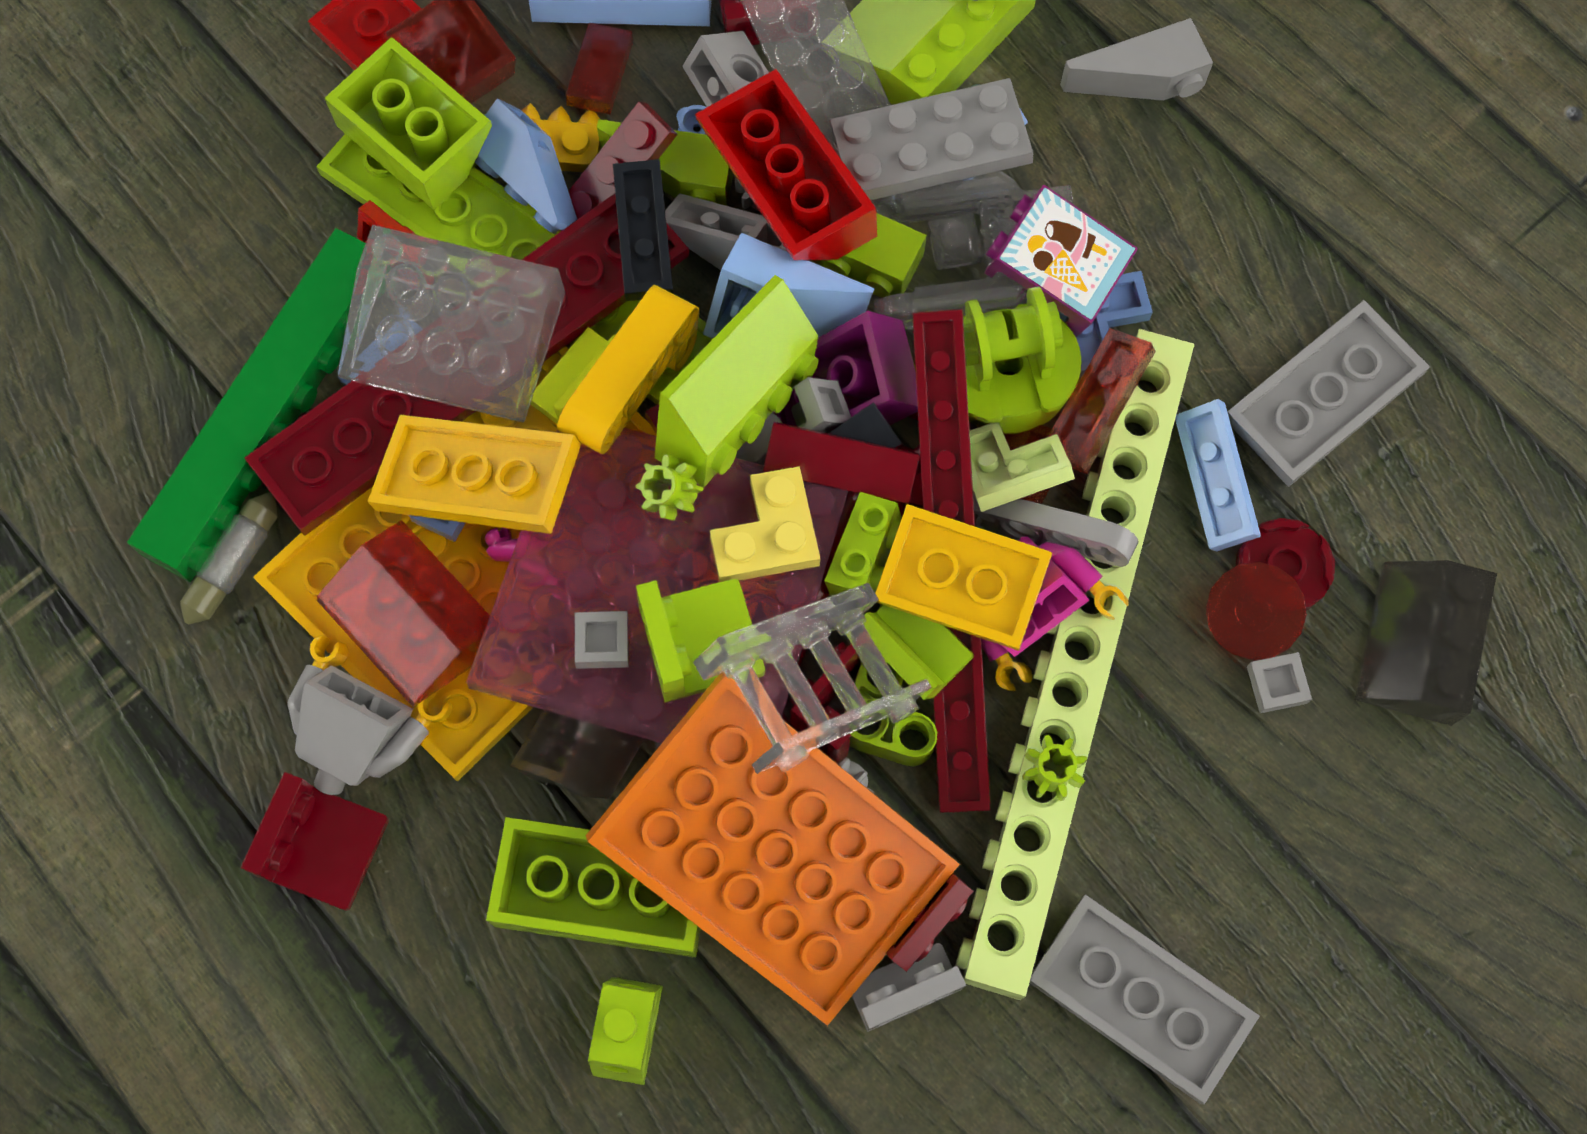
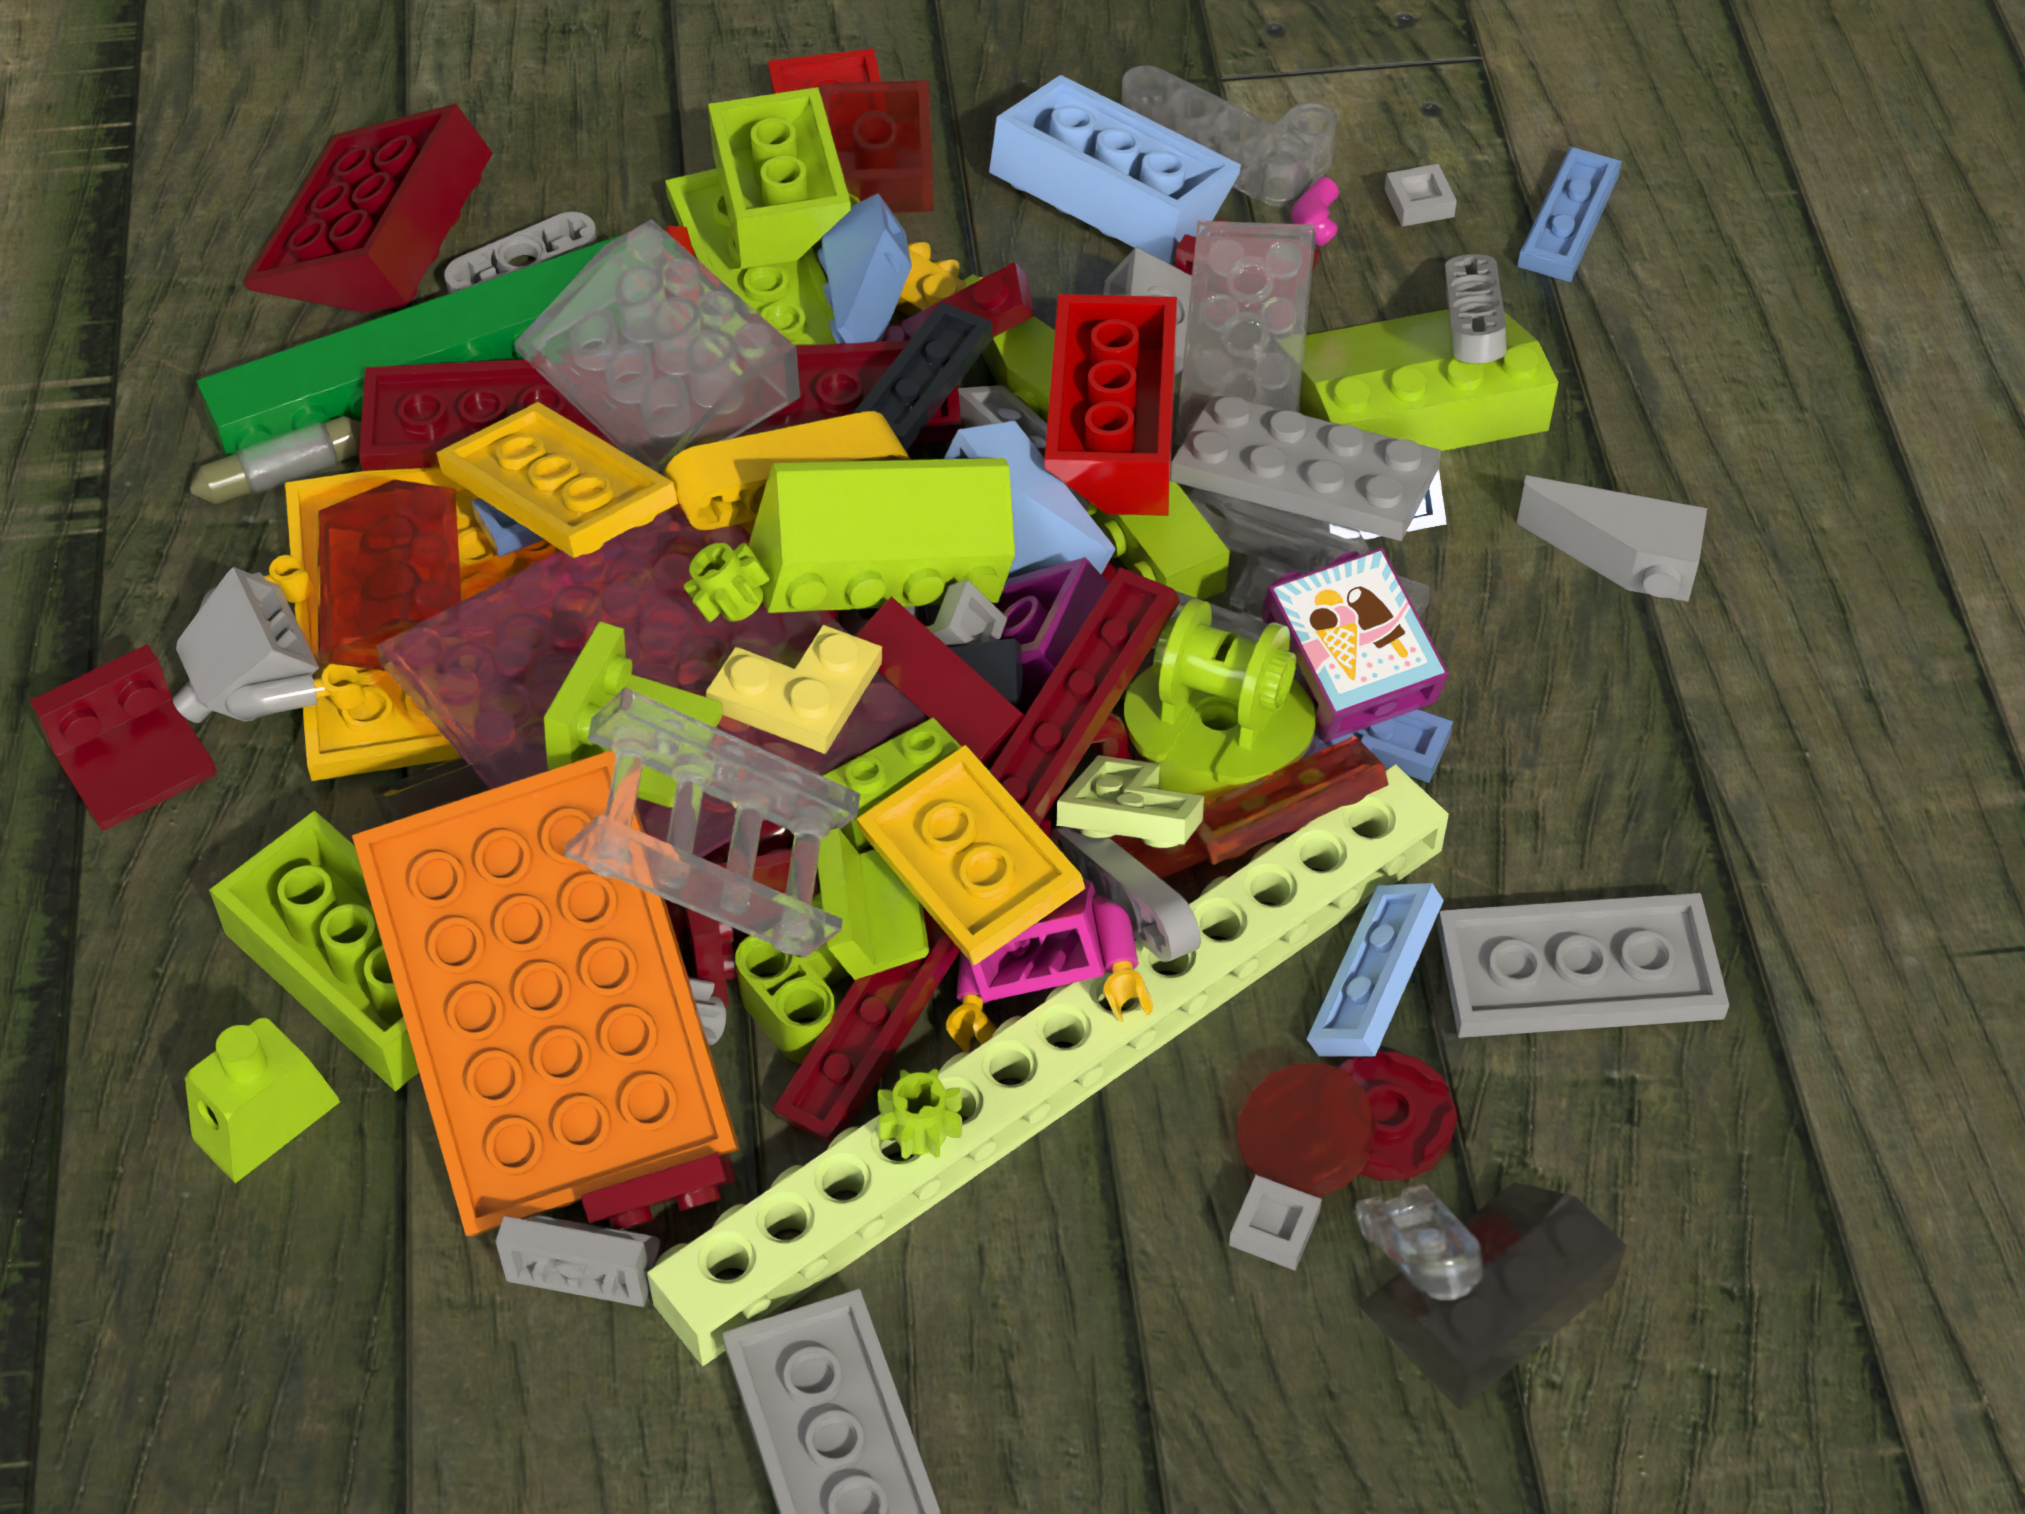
camera: 35 degrees right, 20 degrees down
(123, 320) = (374, 213): none -> dark red slope
(261, 270) = (554, 234): none -> light grey beam
(599, 68) = (1028, 239): clear red plate -> none
(601, 639) = (531, 672): light grey plate -> none
(1382, 644) = (1423, 1241): none -> clear plate

